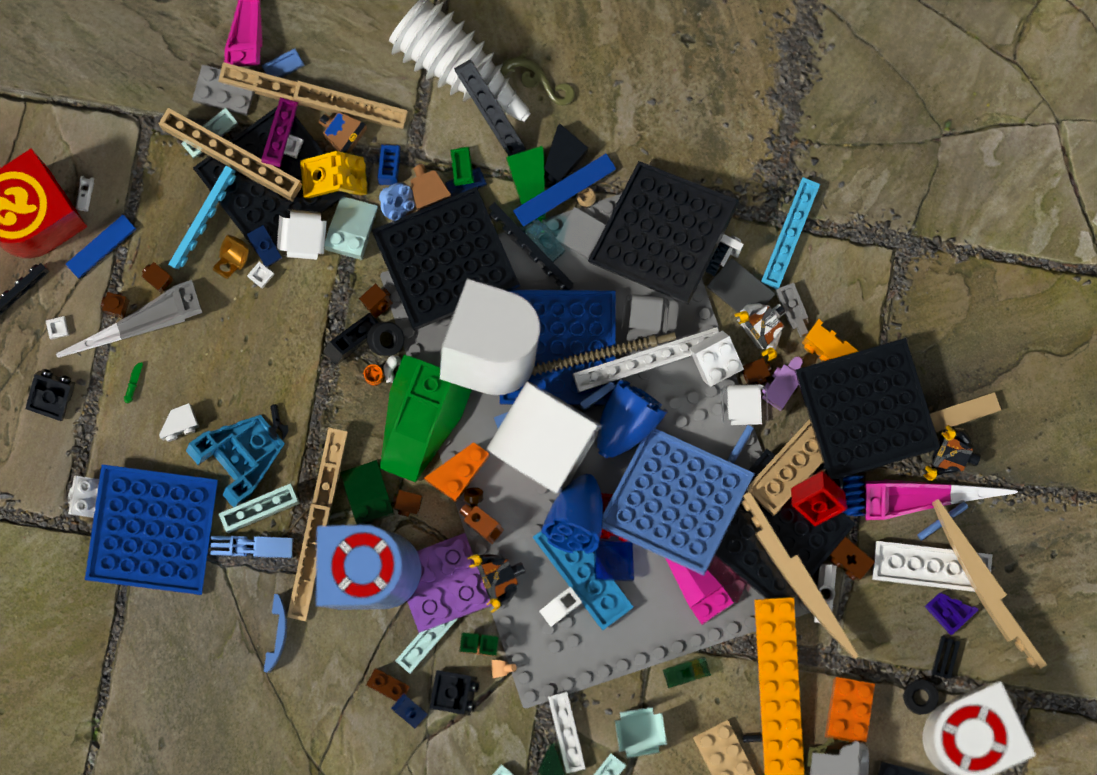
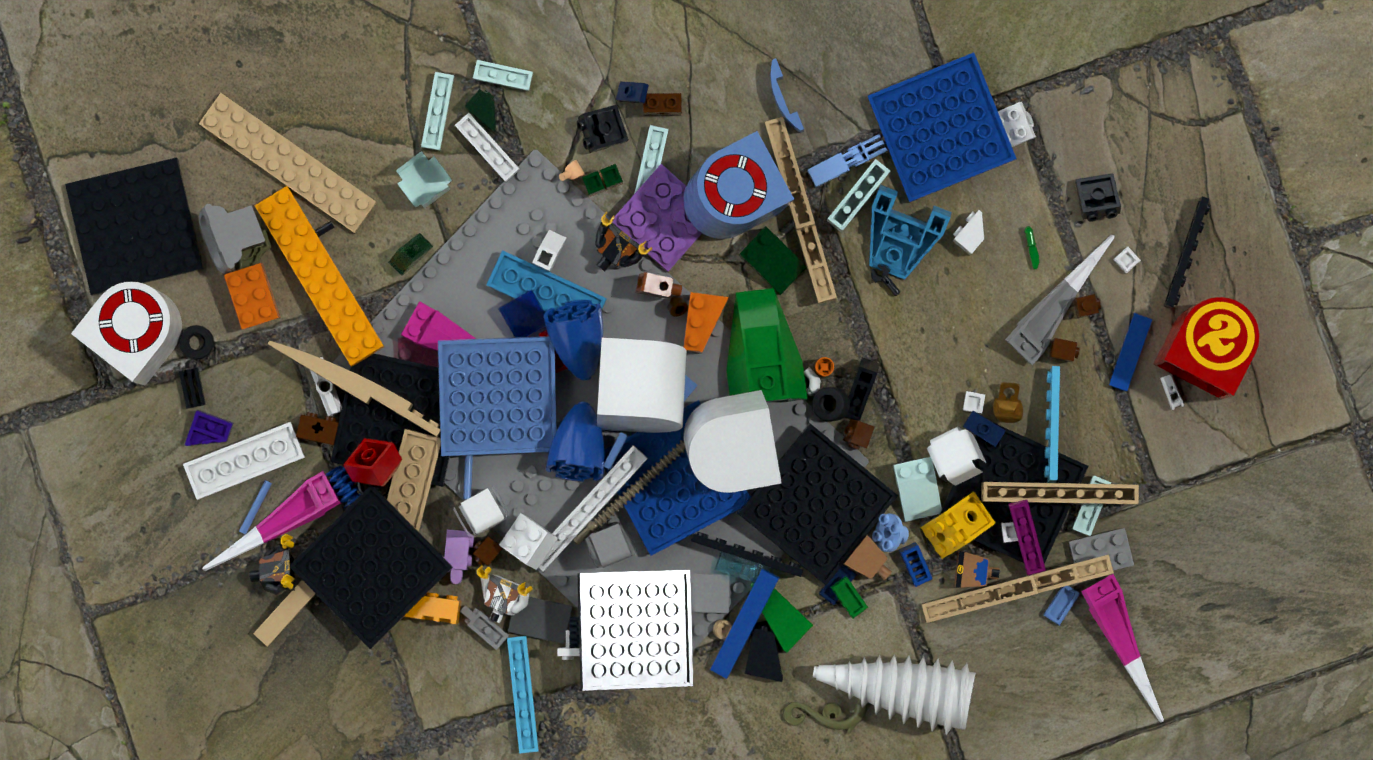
camera: 150 degrees right, 5 degrees up
(407, 503) = (732, 270): reddish brown brick -> none
(490, 108) = (849, 657): black plate -> none
(986, 587) = (187, 466): tan slope -> none

